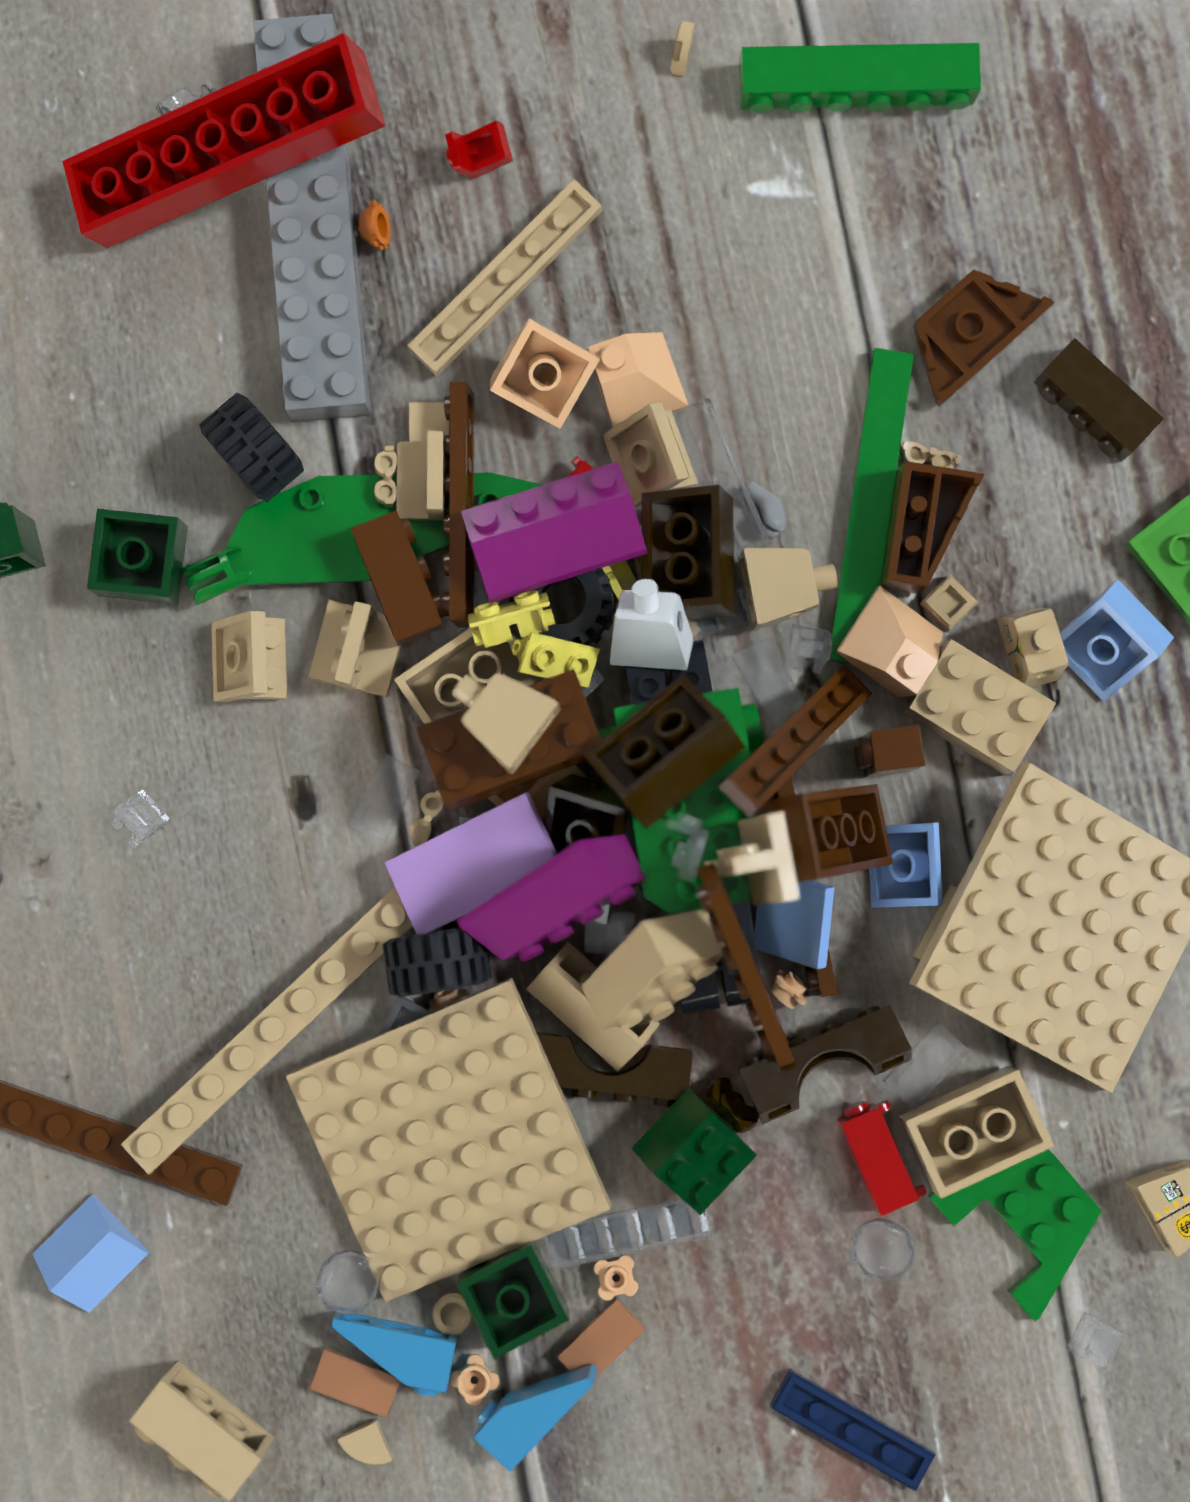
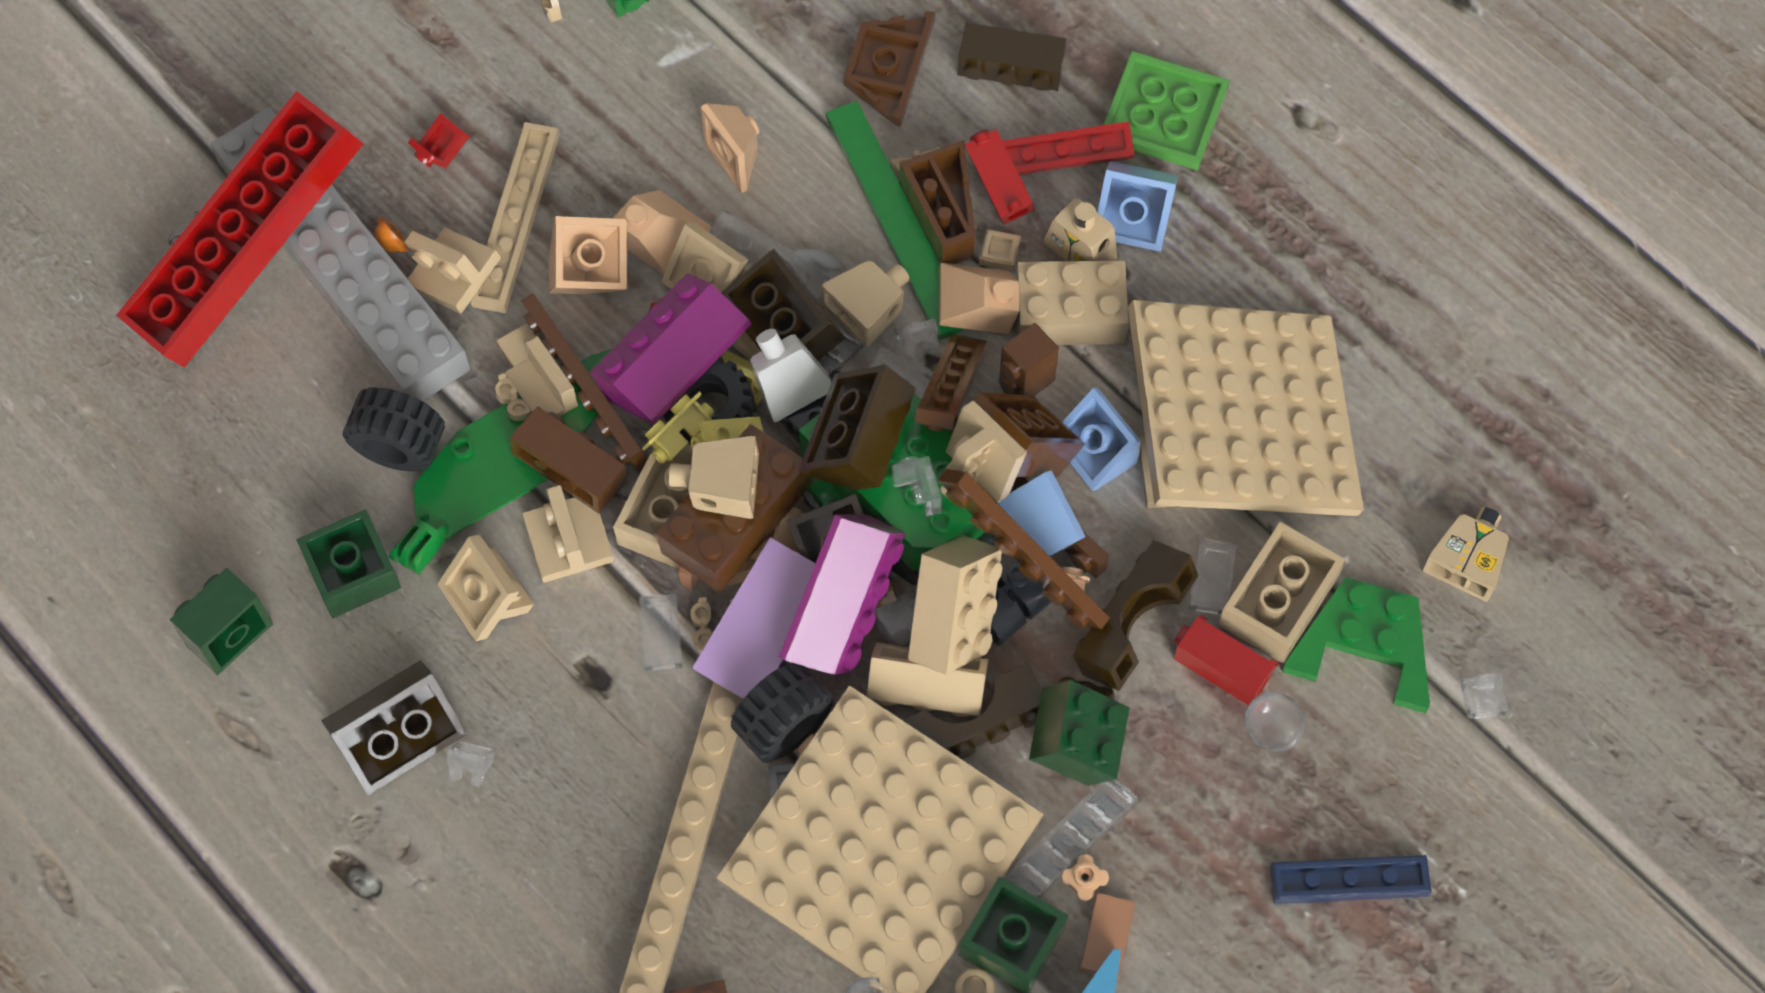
camera: 30 degrees left, 20 degrees down
(89, 742) = (394, 727): none -> dark brown slope
(408, 299) = (450, 267): none -> tan bracket
(762, 326) = (731, 141): none -> light nougat slope
(996, 529) = (999, 175): none -> red brick
(1079, 538) = (1071, 148): none -> red plate

